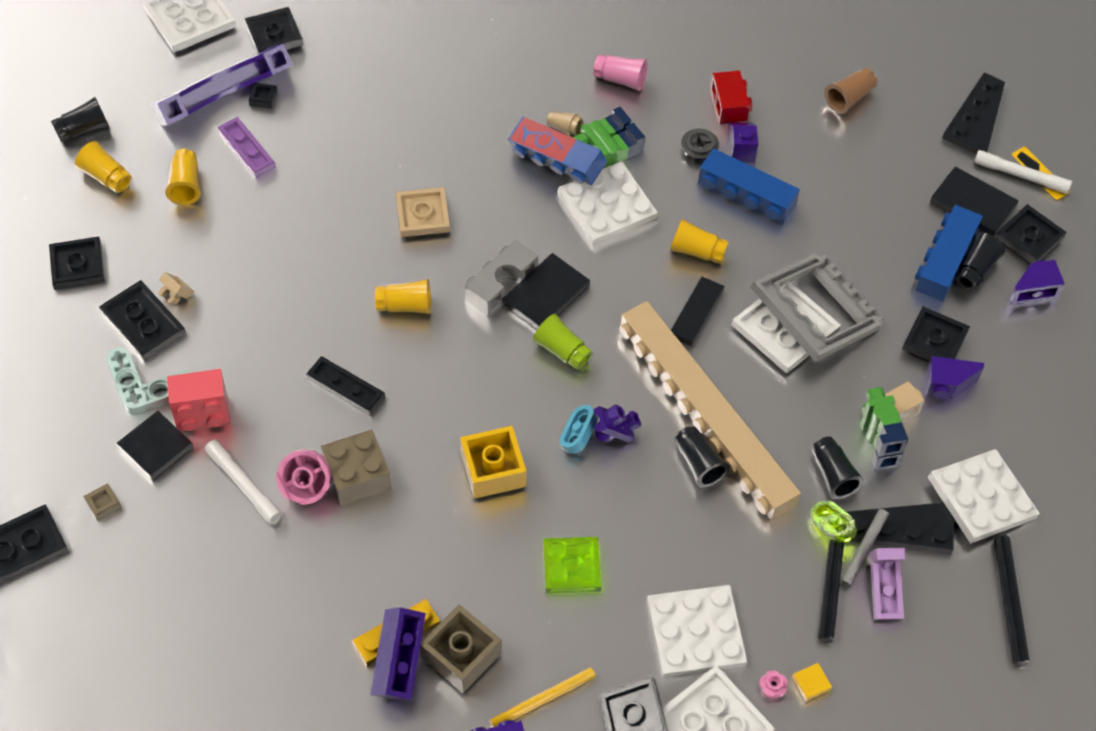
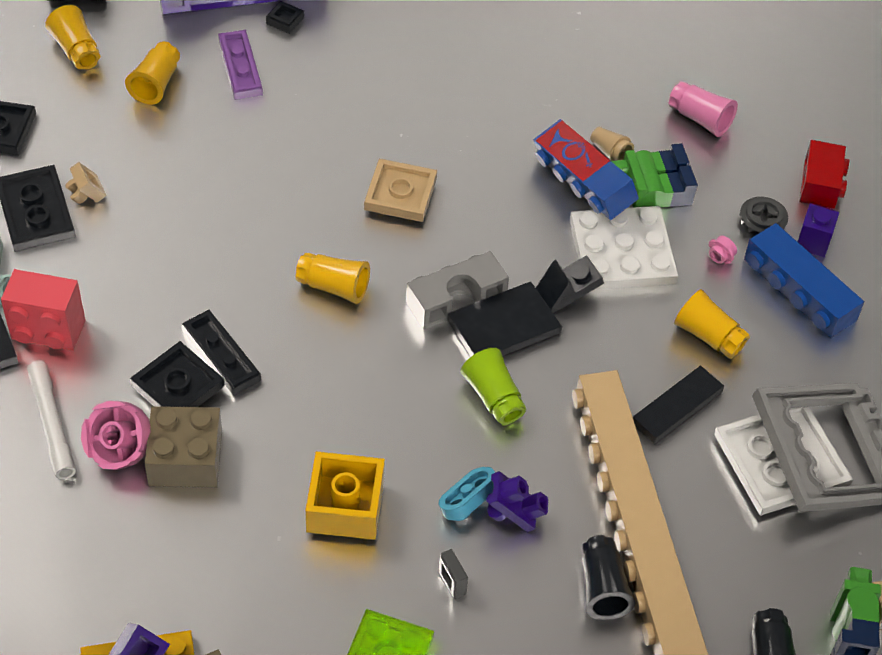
camera: 20 degrees right, 5 degrees down
(324, 418) = (177, 379): none -> black plate
(581, 246) = (563, 286): none -> black slope
(593, 491) = (453, 574): none -> dark grey tile
(681, 181) = (722, 250): none -> bright pink plate

